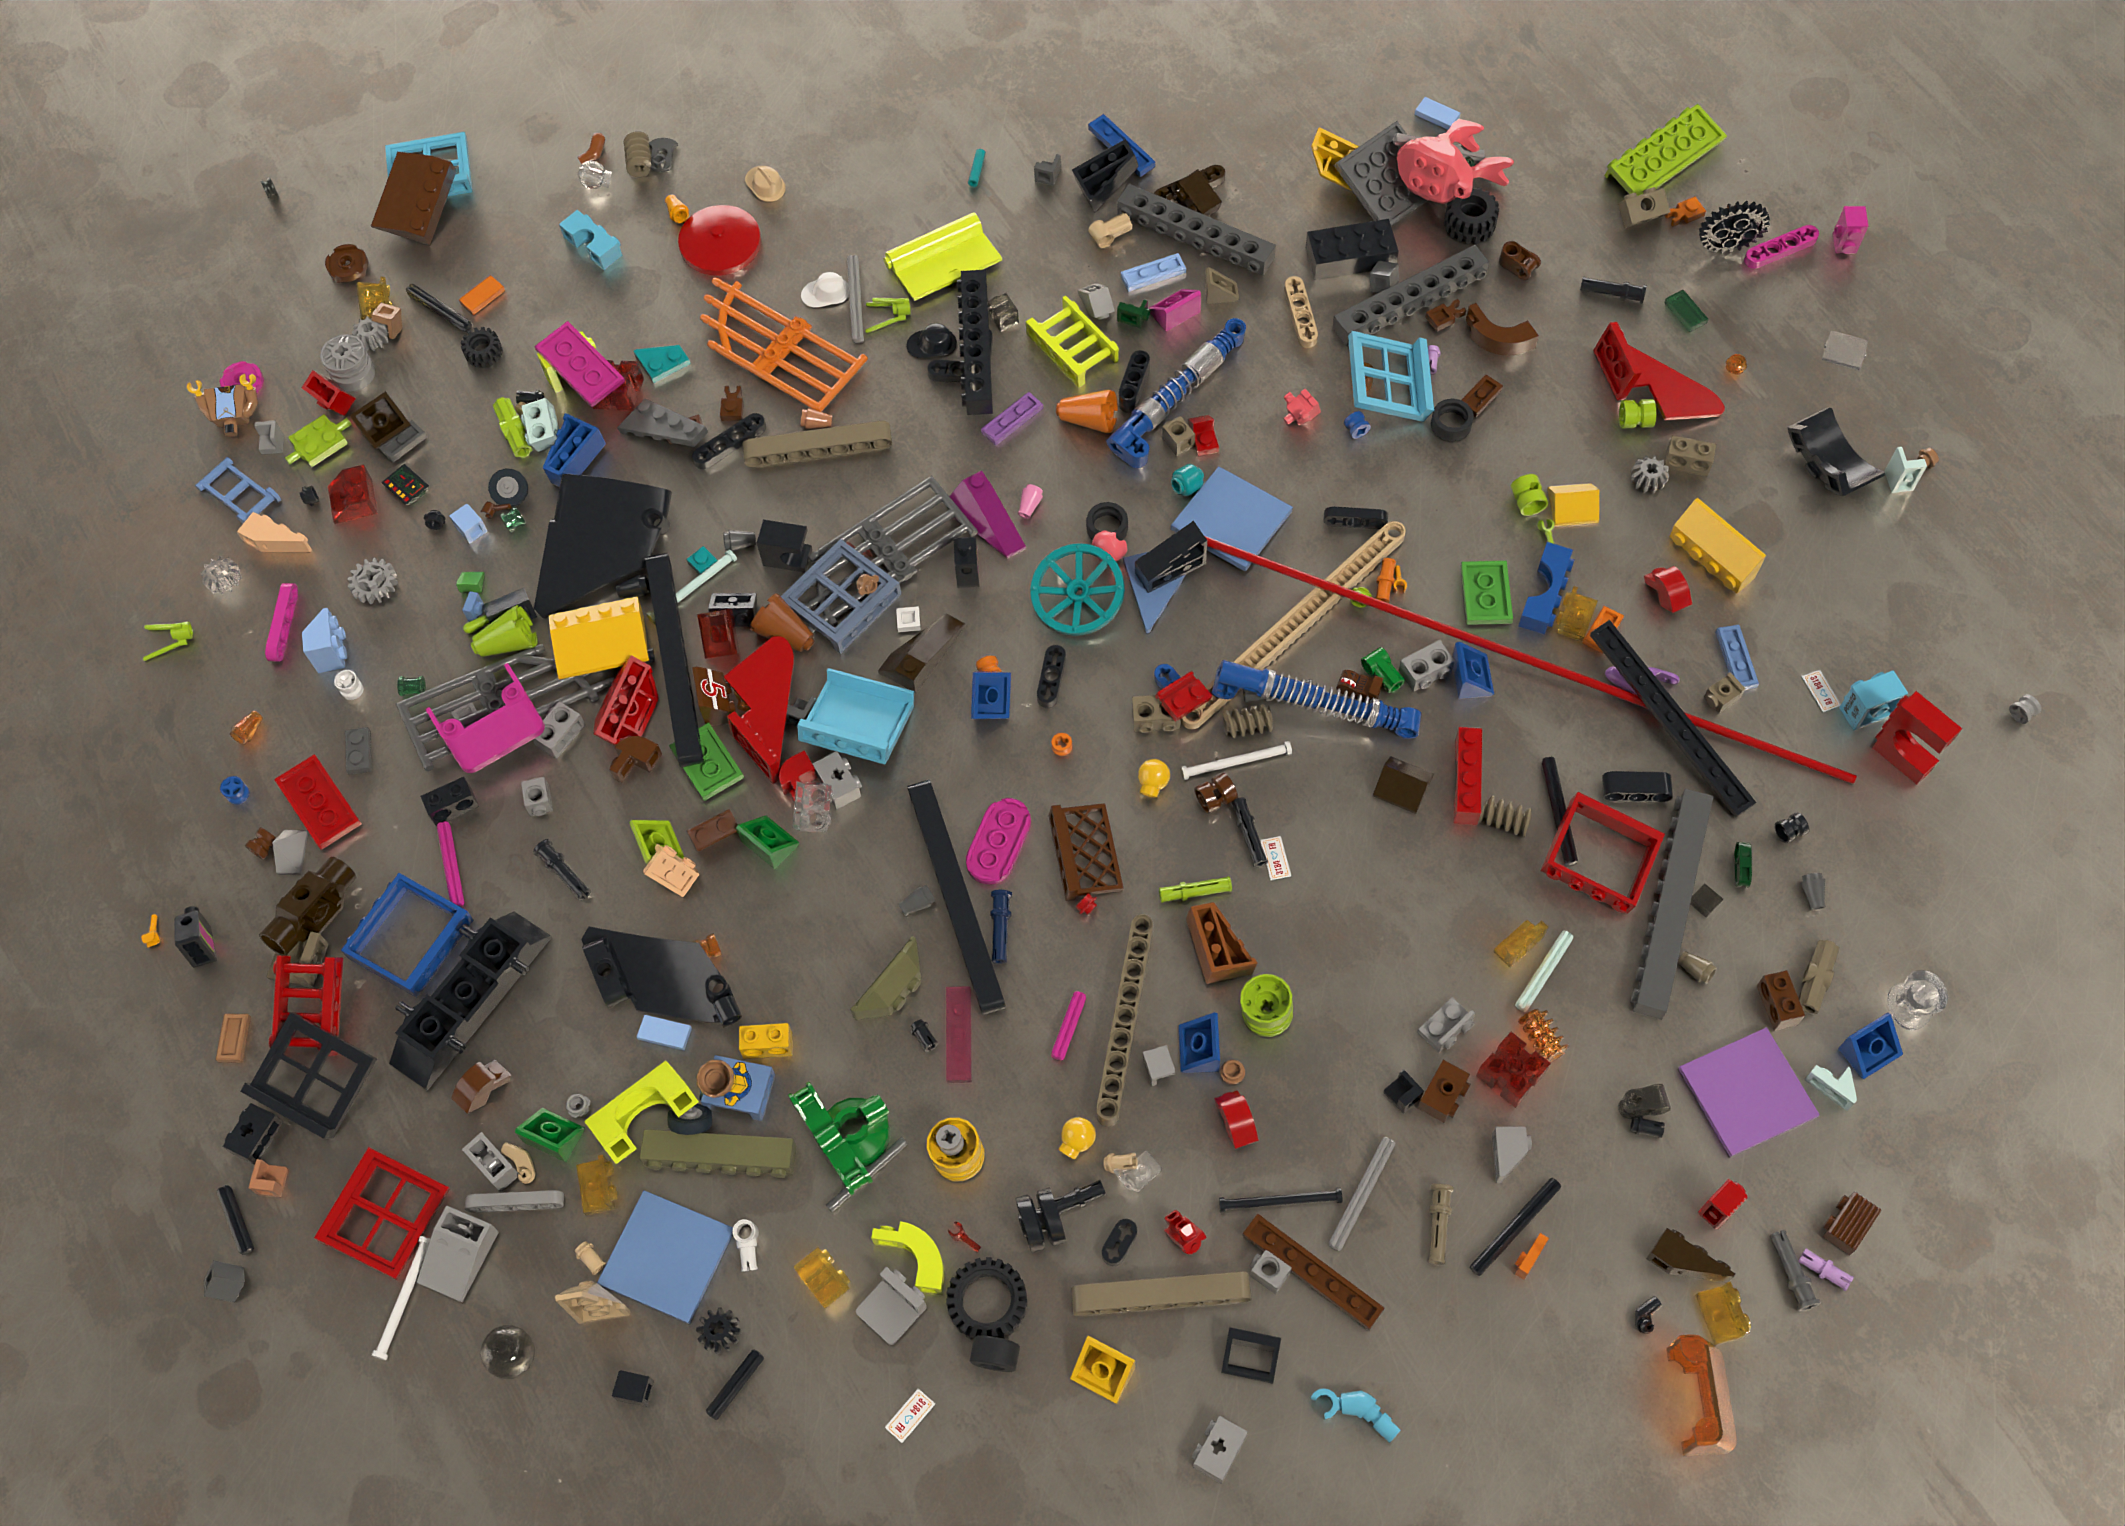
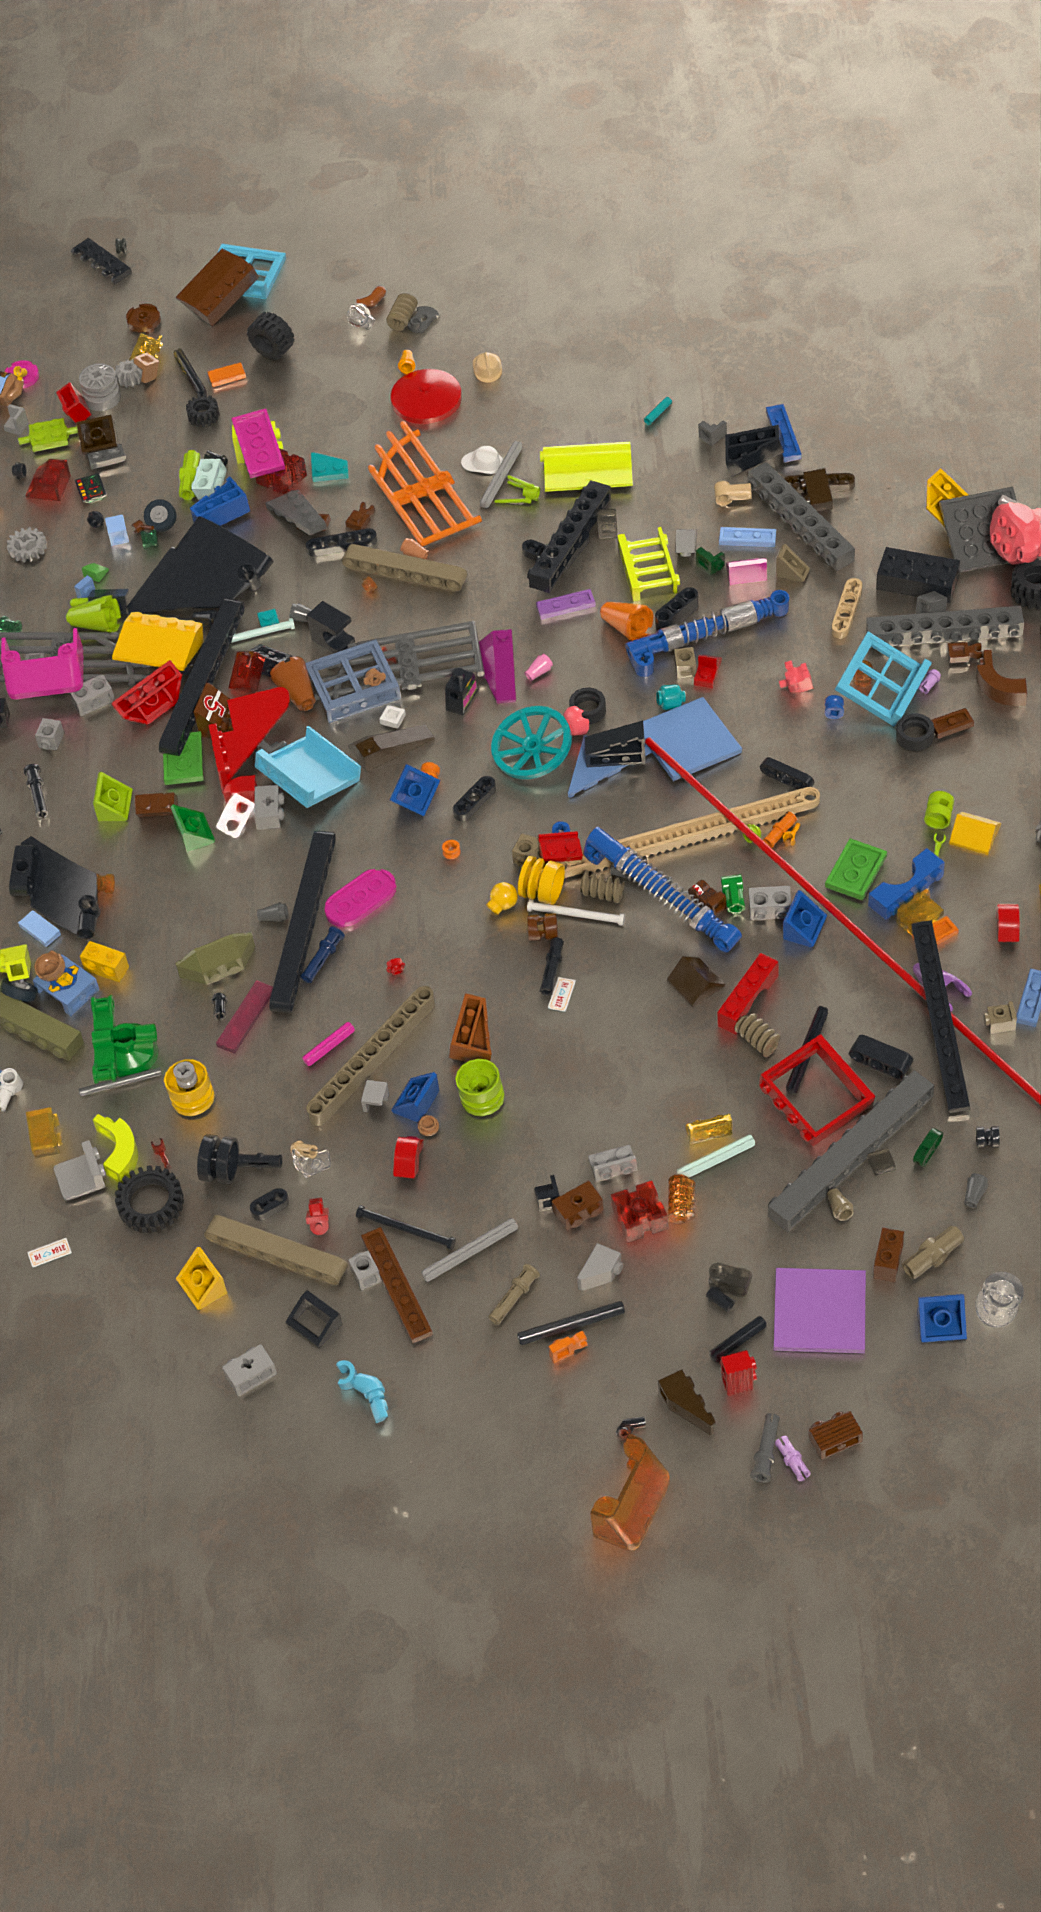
camera: 30 degrees right, 10 degrees down
(256, 211) = (102, 259): none -> black hinge
(511, 233) = (270, 335): none -> black tyre
(580, 229) = (326, 354): medium azure arch -> none
(631, 752) = (135, 731): reddish brown brick -> none
(671, 870) = (109, 819): light nougat bracket -> none
(790, 478) = (369, 585): none -> clear orange plate
(931, 342) = (539, 525): black piece -> none
(994, 1353) = (129, 1233): black tyre -> none
(1066, 857) = (402, 926): reddish brown fence -> none
(1077, 1136) = (283, 1118): yellow piece -> none
(1186, 741) = (541, 880): none -> yellow wheel
(1189, 890) = (488, 990): lime pin -> none
(1690, 1162) = (738, 1338): none -> black axle
(1724, 1314) = (689, 1452): clear yellow bracket -> none
(1840, 1091) = (892, 1336): light aqua slope -> none

